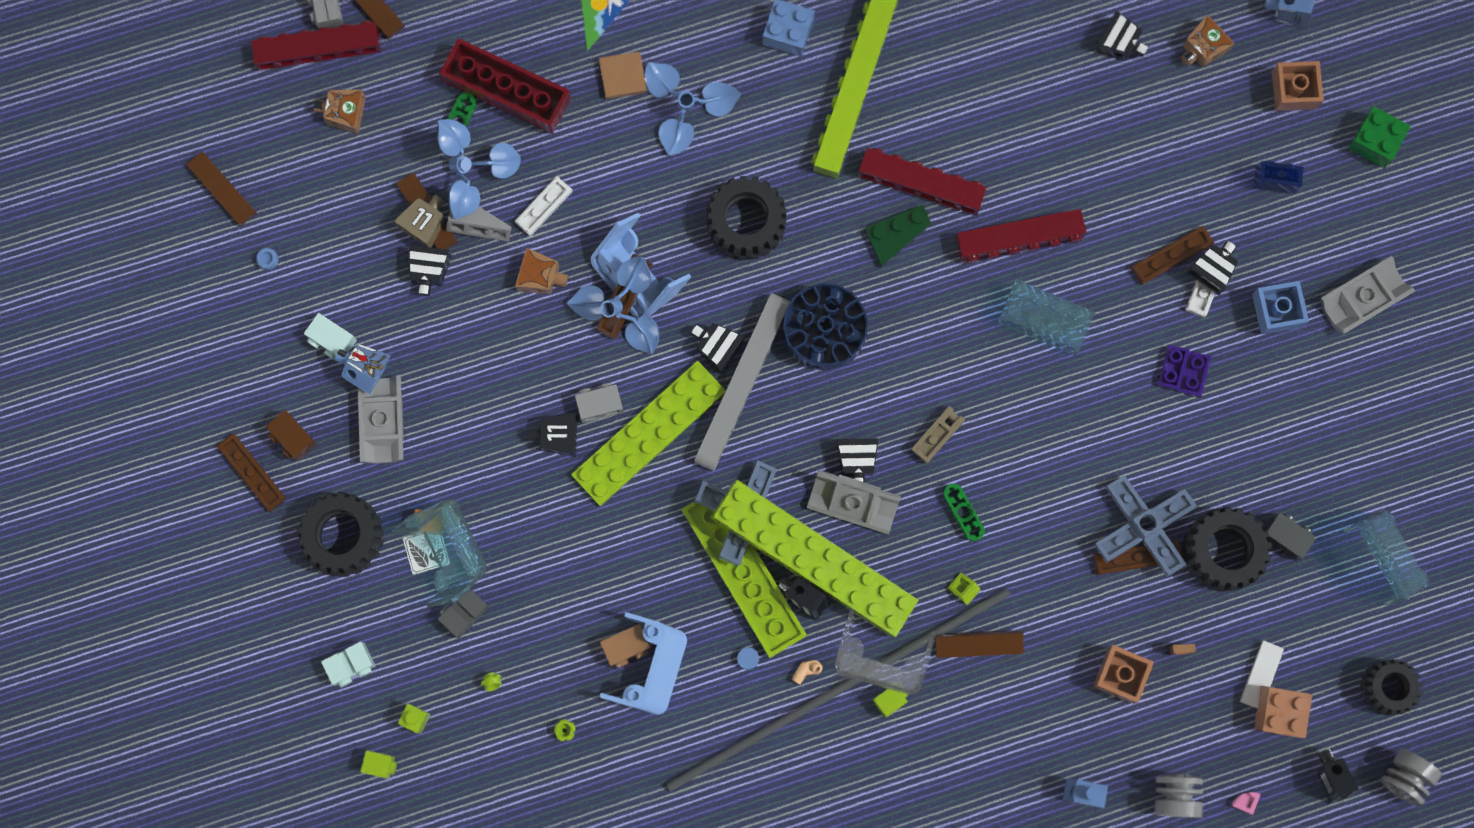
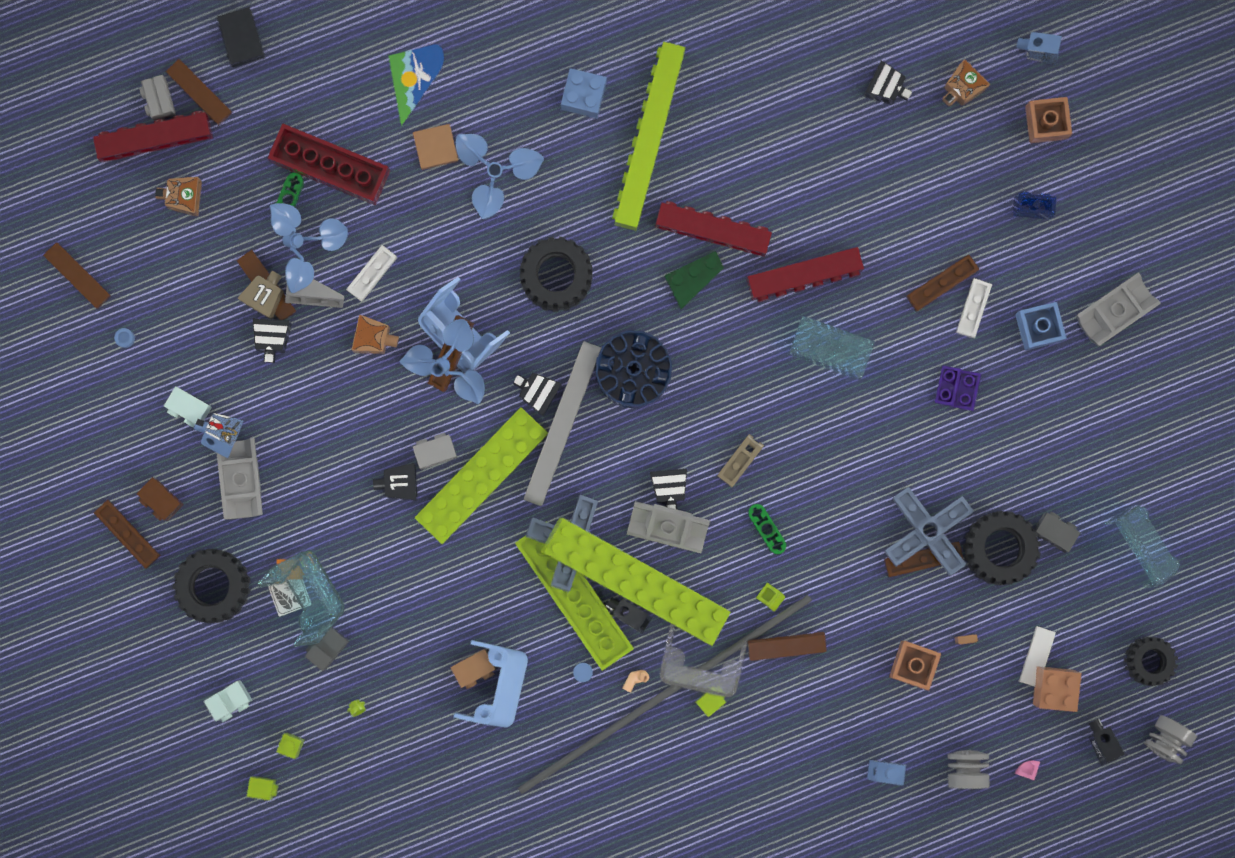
camera: 10 degrees left, 5 degrees up
(558, 730) = (424, 751): lime plate -> none
(1215, 267) = (981, 293): black torso -> none
(1379, 137) = (1124, 162): green brick -> none

